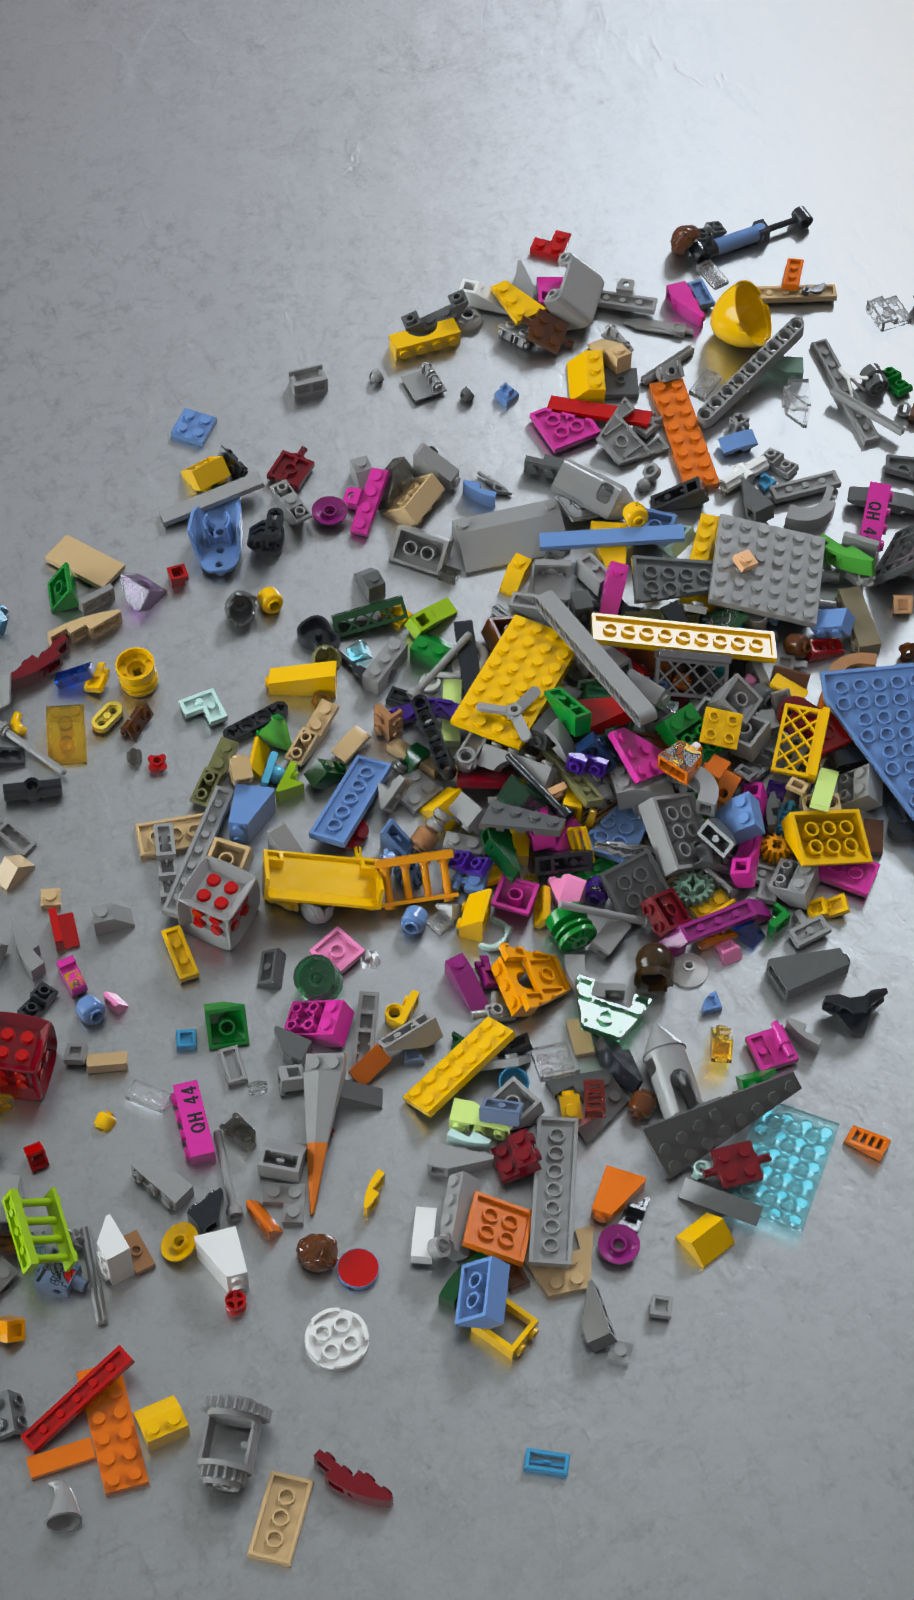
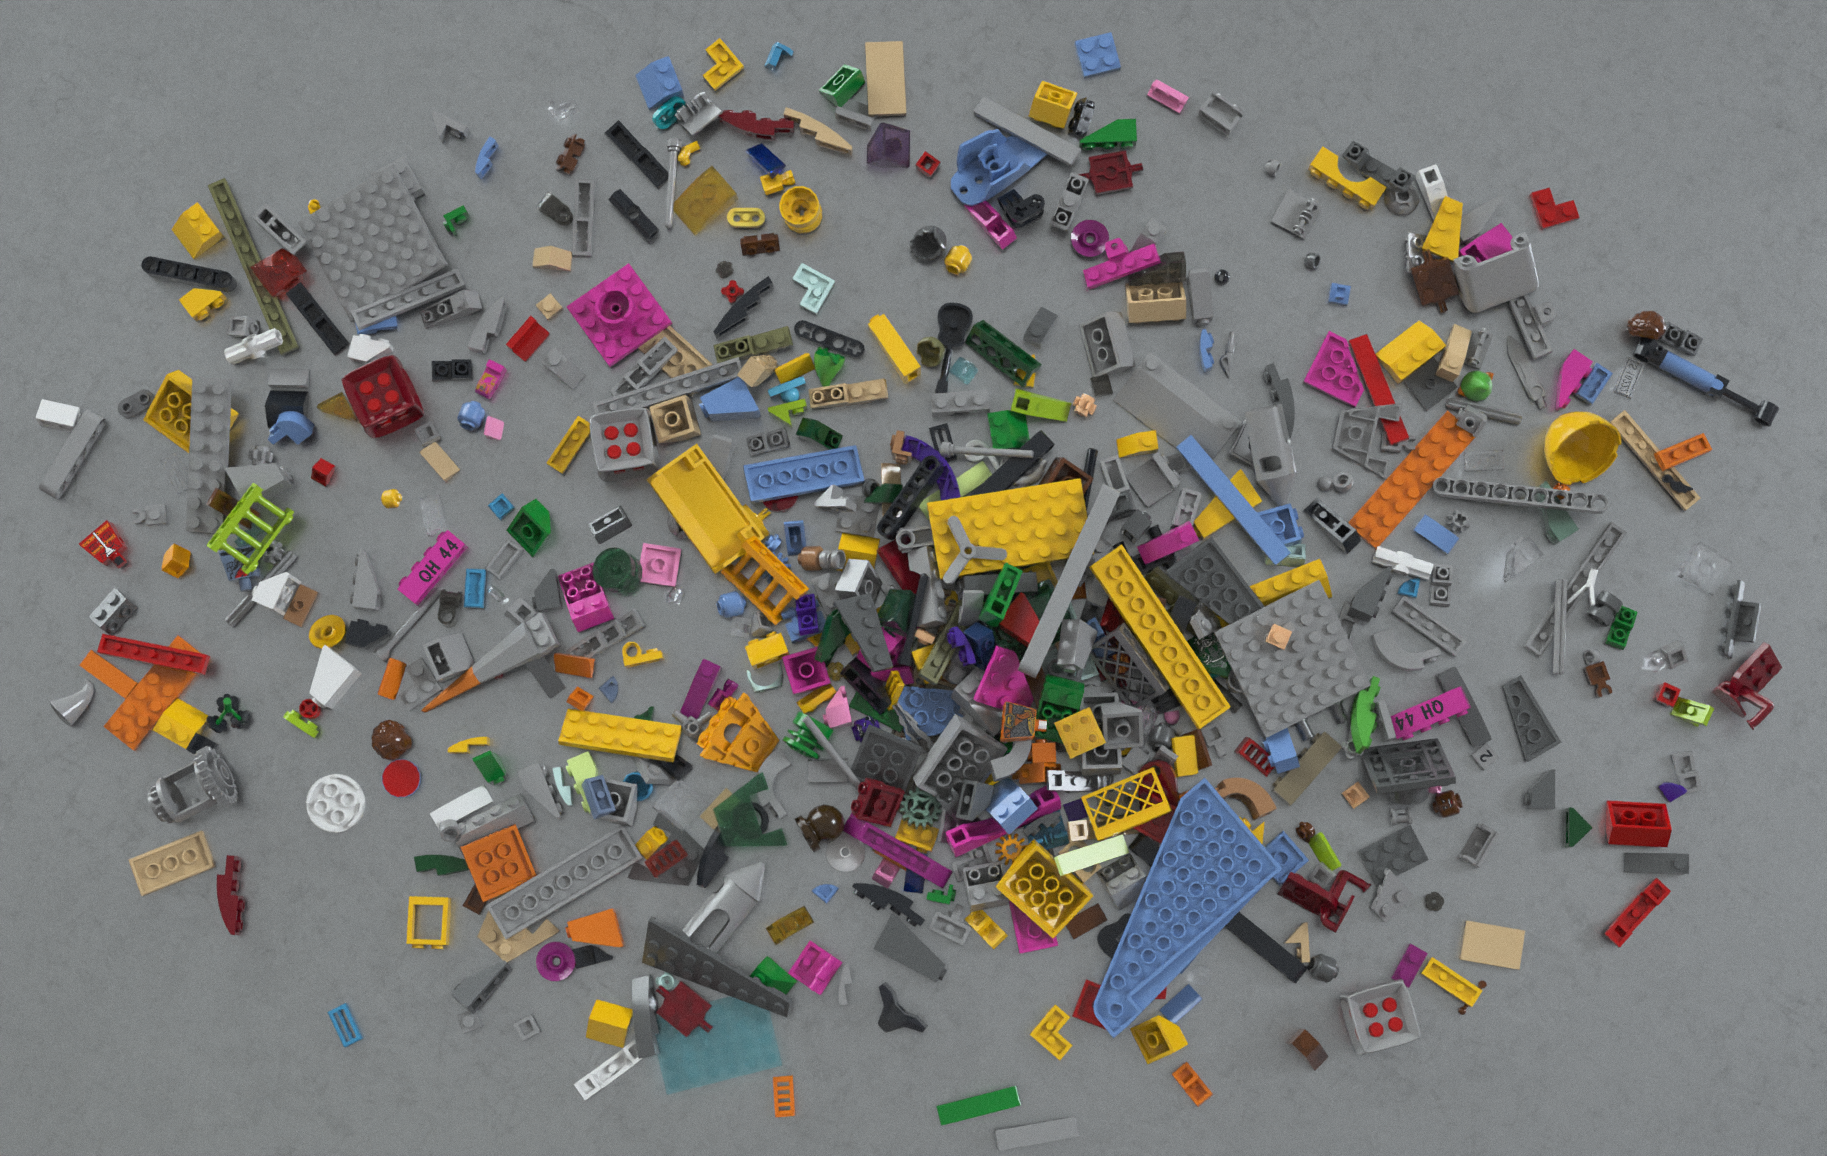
camera: 60 degrees right, 25 degrees up
(104, 851) = (619, 315): none -> dark pink piece
(175, 1372) = (227, 707): none -> black plant
(178, 764) = (737, 313): none -> black slope
(195, 1418) = (198, 742): none -> black panel
(237, 1320) = (295, 718): none -> lime plate
(239, 1102) = (475, 588): none -> dark azure plate
(261, 563) = (992, 223): none -> dark pink slope
(262, 405) = (1167, 96): none -> bright pink hinge
(266, 447) = (1116, 134): none -> green slope
(301, 814) = (768, 442): none -> light grey slope
(323, 694) = (889, 379): pearl gold plate -> none
(350, 744) = (862, 432): tan slope -> none
(402, 1081) = (580, 699): none -> orange plate
(408, 1180) = (491, 767): none -> green slope
(416, 1033) = (621, 679): light grey slope -> none
(456, 589) = (1084, 405): none -> light nougat gear
(482, 1293) = (432, 890): medium blue slope -> none
(517, 1156) = (573, 833): dark red plate -> none
(635, 514) = (1270, 504): yellow head -> none
(642, 1104) = (690, 898): reddish brown head -> none
(646, 355) = (1476, 385): none -> bright green hat
(747, 1260) = (608, 1071): none -> white slope
(749, 960) = (882, 896): none -> black slope
(796, 645) = (1237, 733): reddish brown head -> none

